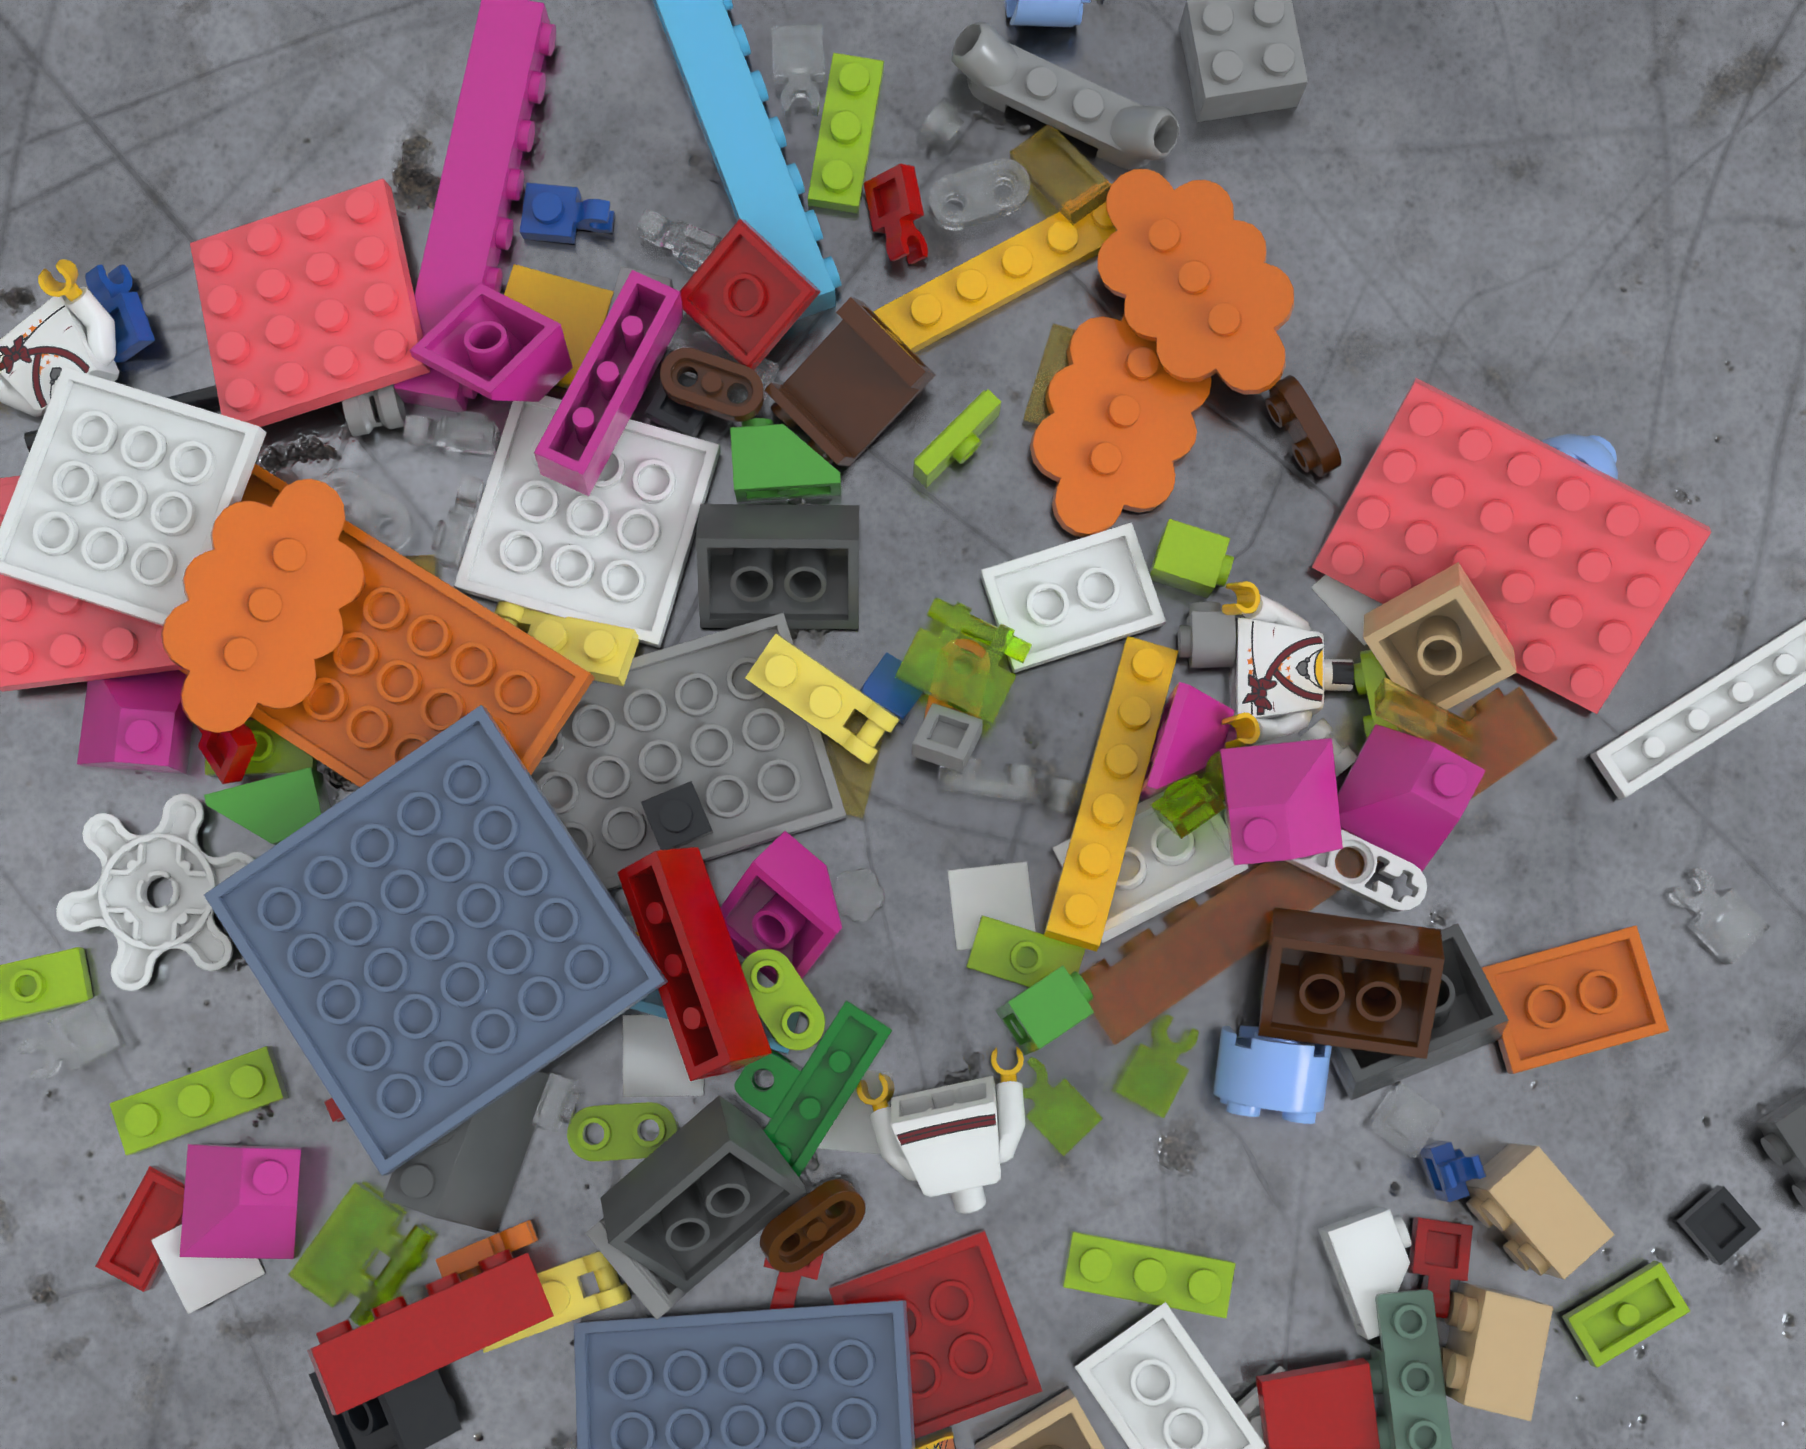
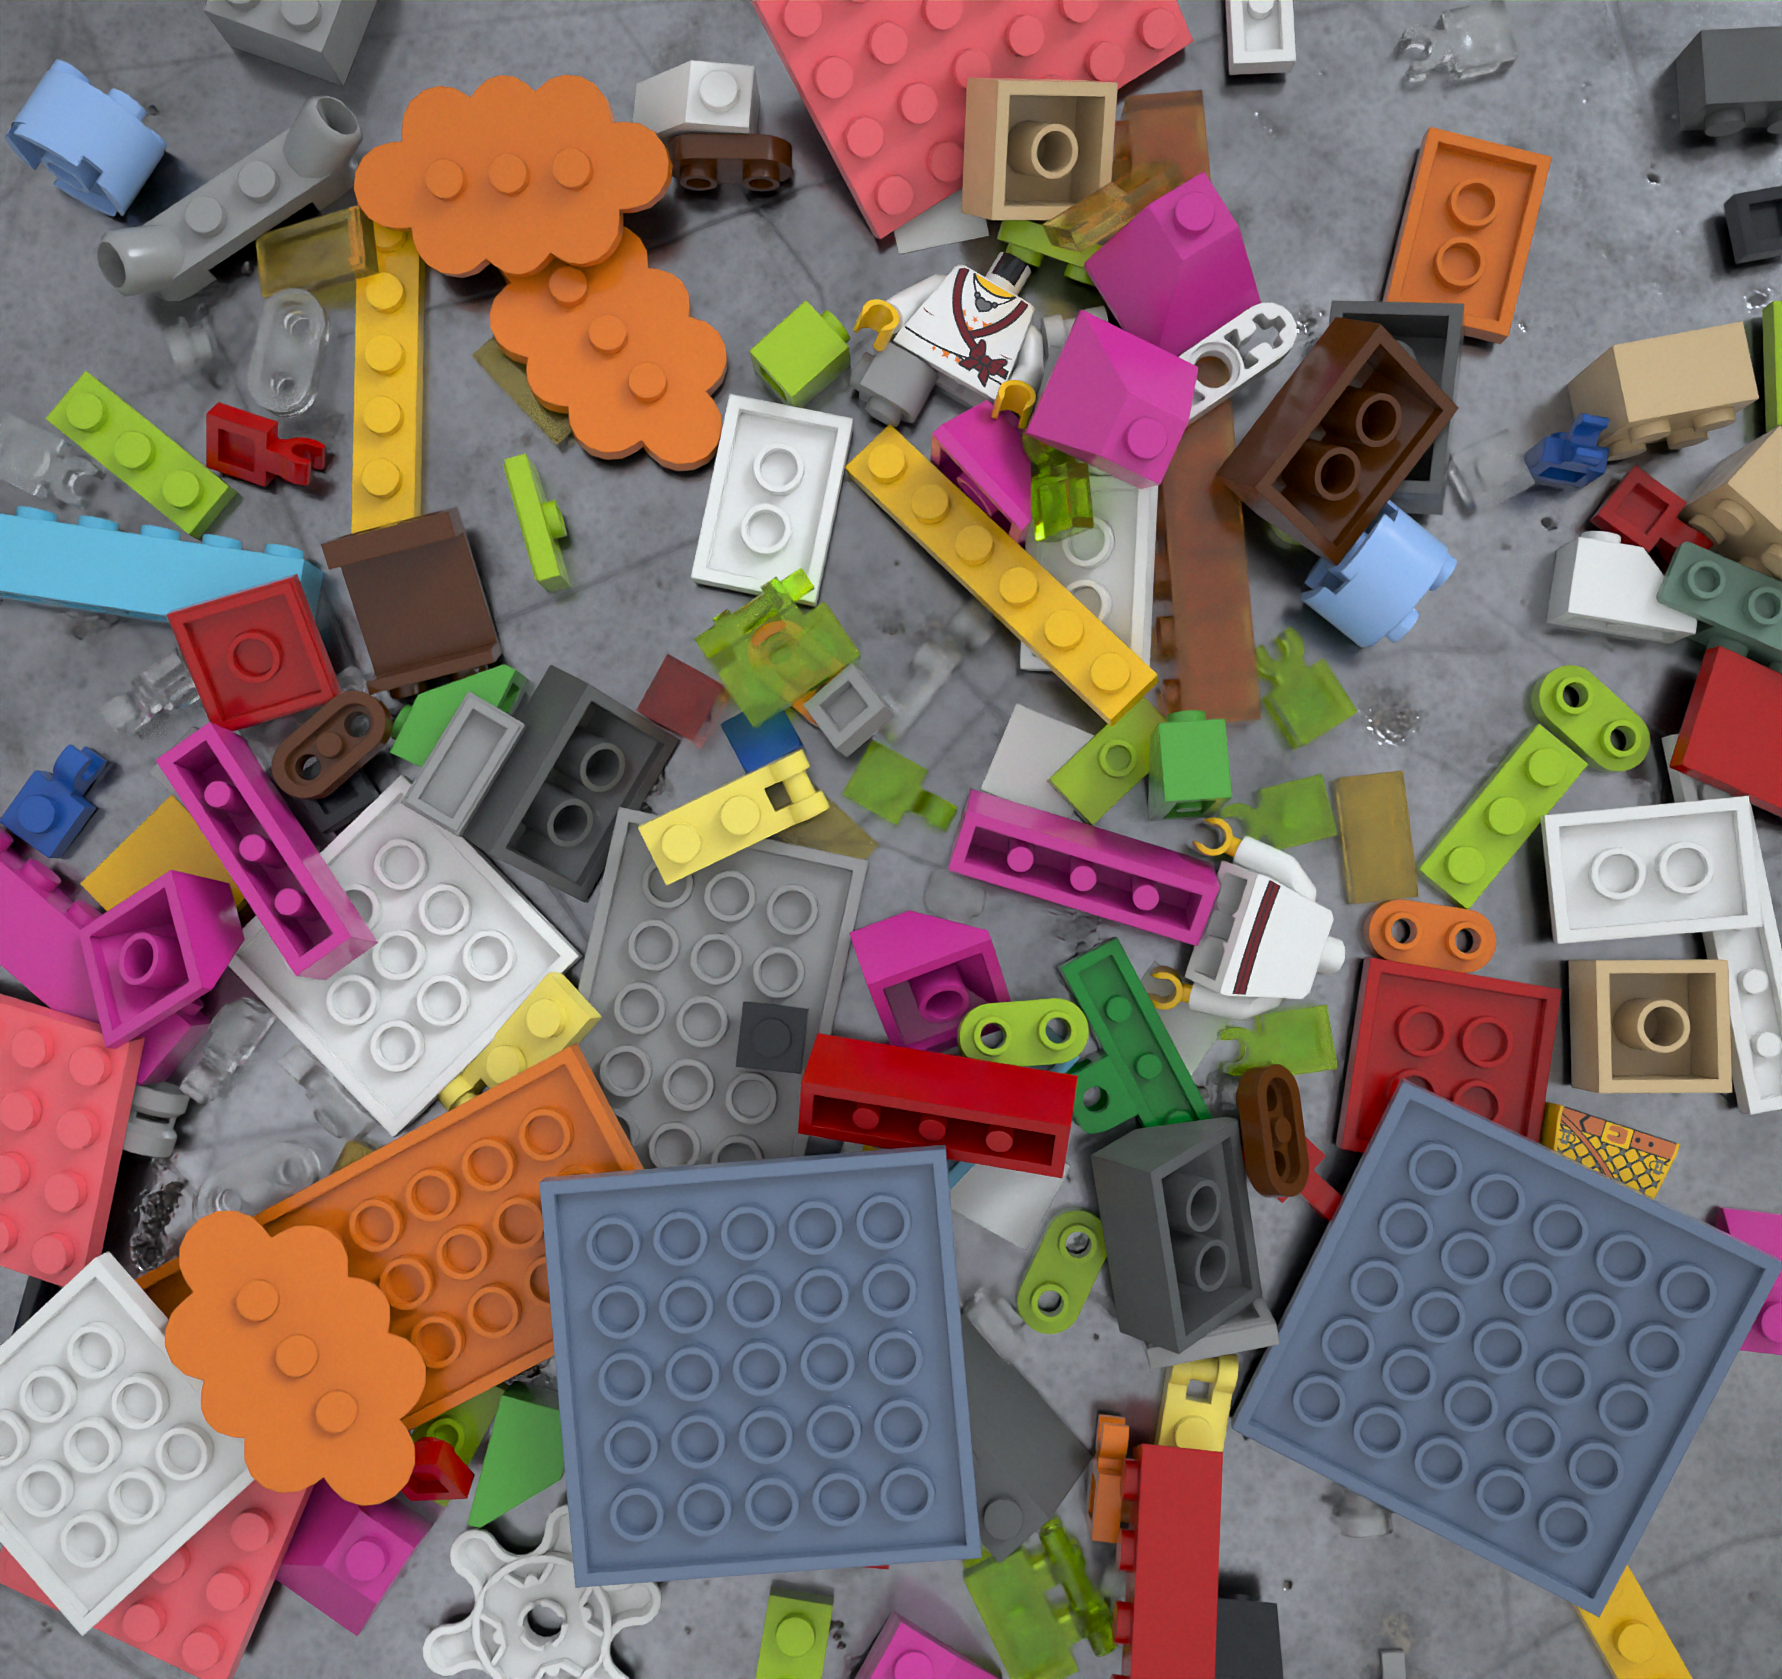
camera: 50 degrees left, 5 degrees up
(751, 485) = (464, 764): none -> light grey tile
(886, 616) = (684, 701): none -> clear red brick
(889, 1206) = (1289, 1037): none -> clear neon green plate
(912, 803) = (892, 786): none -> clear neon green plate
(930, 975) = (1084, 867): none -> dark pink brick
(1028, 1270) = (1431, 935): none -> orange plate
(1079, 1188) = (1376, 837): none -> clear yellow tile
(1262, 1303) = (1591, 722): none -> lime plate
(1330, 380) = (699, 100): none -> white slope

